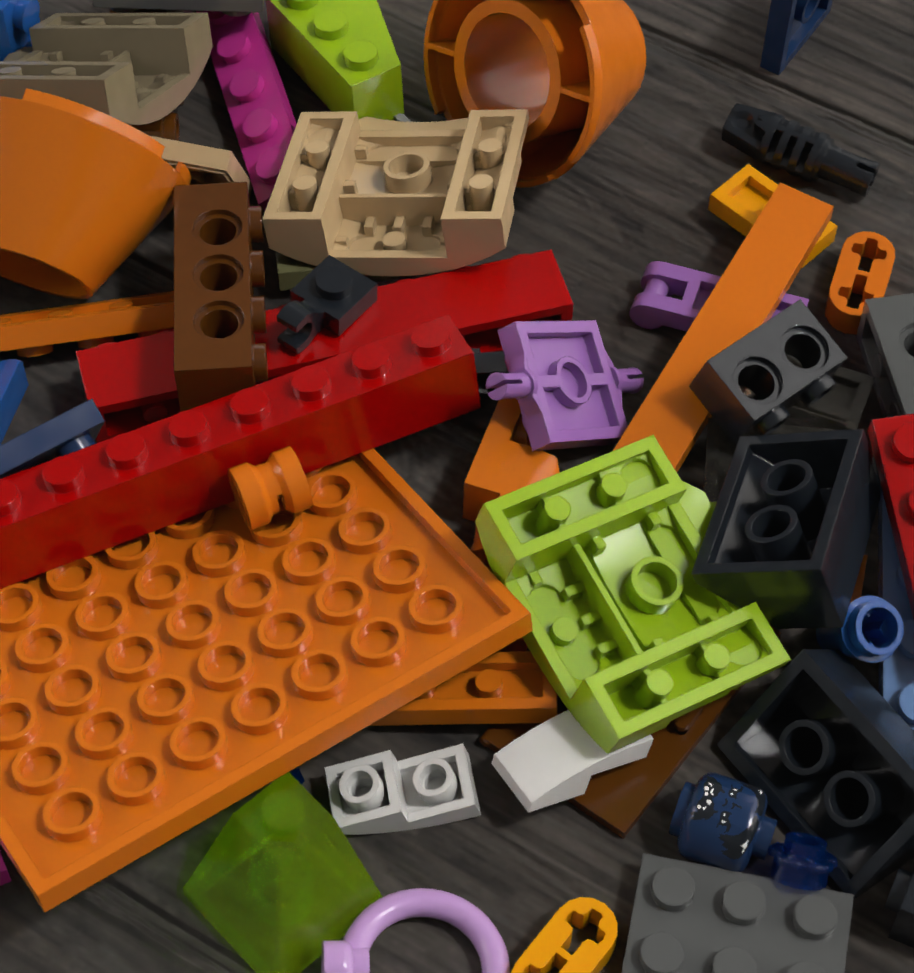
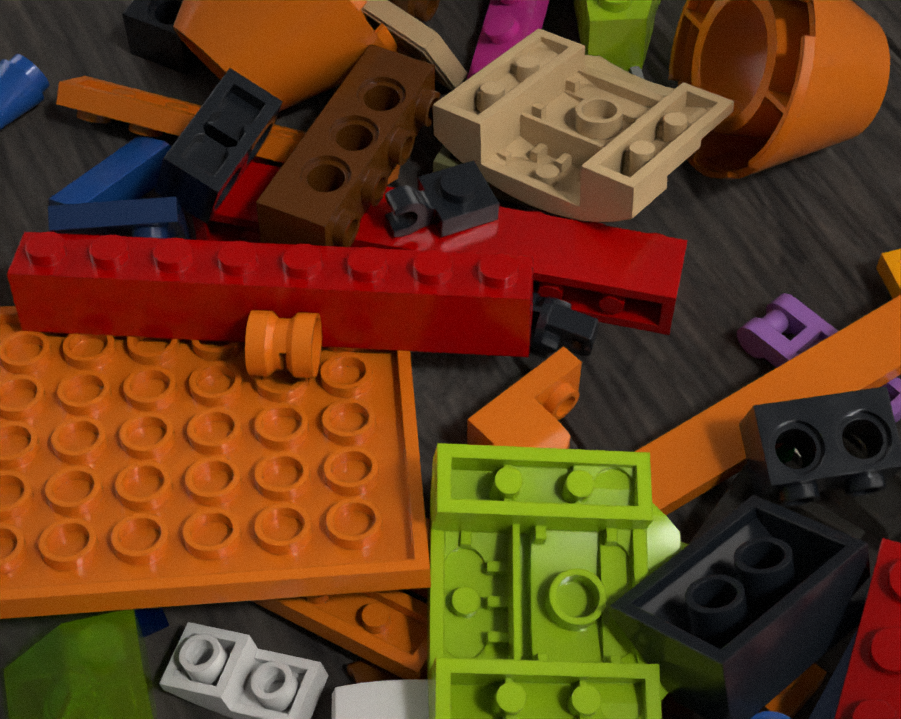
camera: 30 degrees right, 0 degrees up
(96, 336) = (218, 145): none -> black brick
(563, 383) = (616, 368): medium lavender plate -> none

